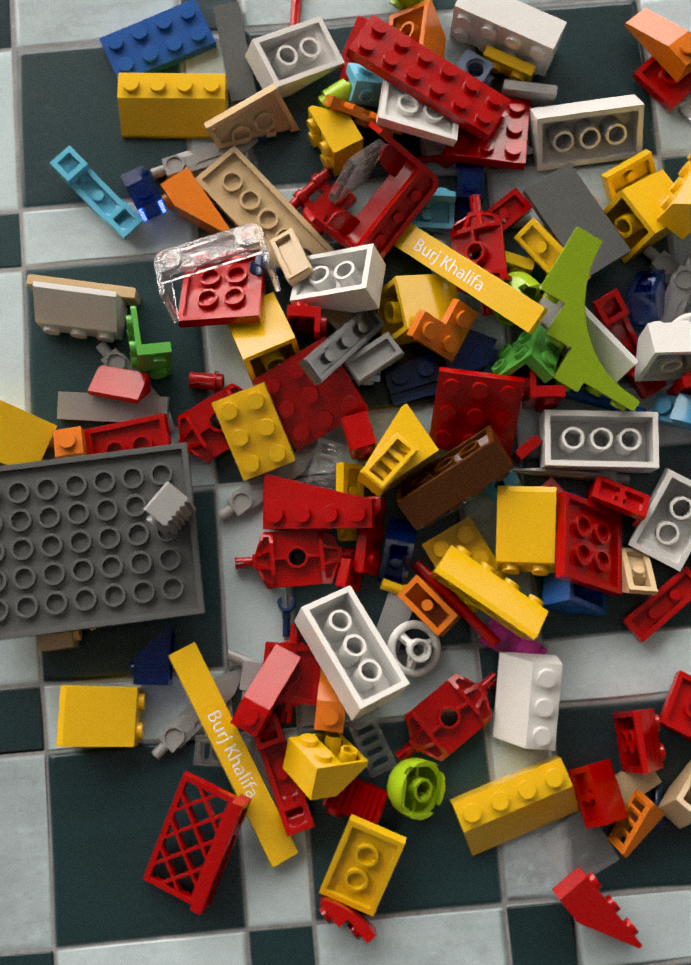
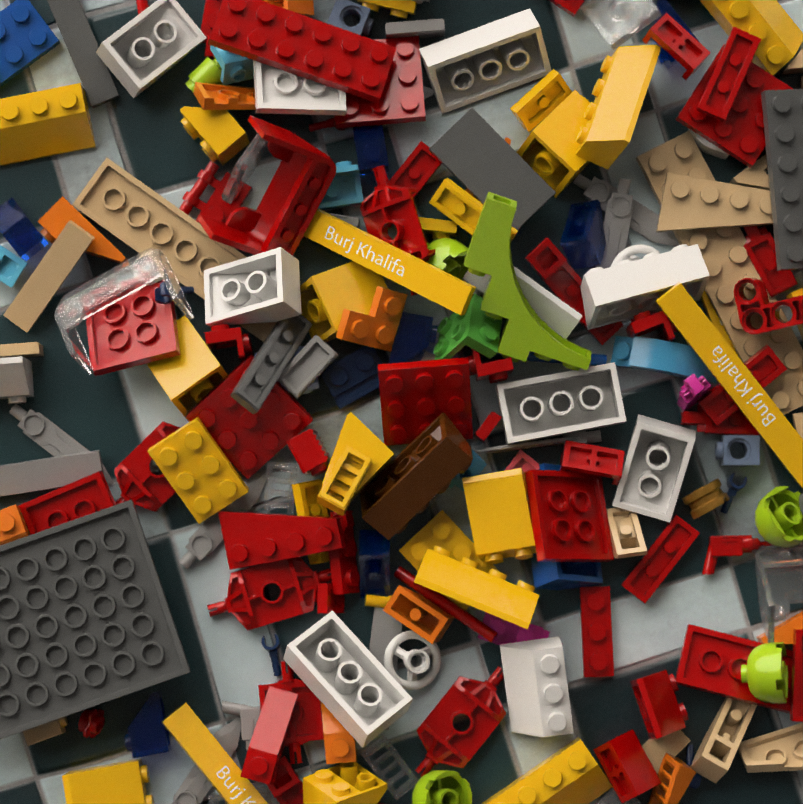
camera: 10 degrees left, 5 degrees up
(103, 643) = (91, 722): none -> red plate
(120, 384) = (45, 449): slope -> none
(147, 358) = (69, 419): bright green bracket -> none
(159, 233) = (49, 276): none -> tan tile
(169, 509) = (132, 577): light grey brick -> none
(196, 159) = (74, 174): light grey piece -> none
(208, 381) = (135, 424): red pin -> none
(254, 117) = (123, 121): tan wing -> none
(291, 257) = (197, 273): tan tile -> none
(590, 659) = (596, 631): none -> red plate

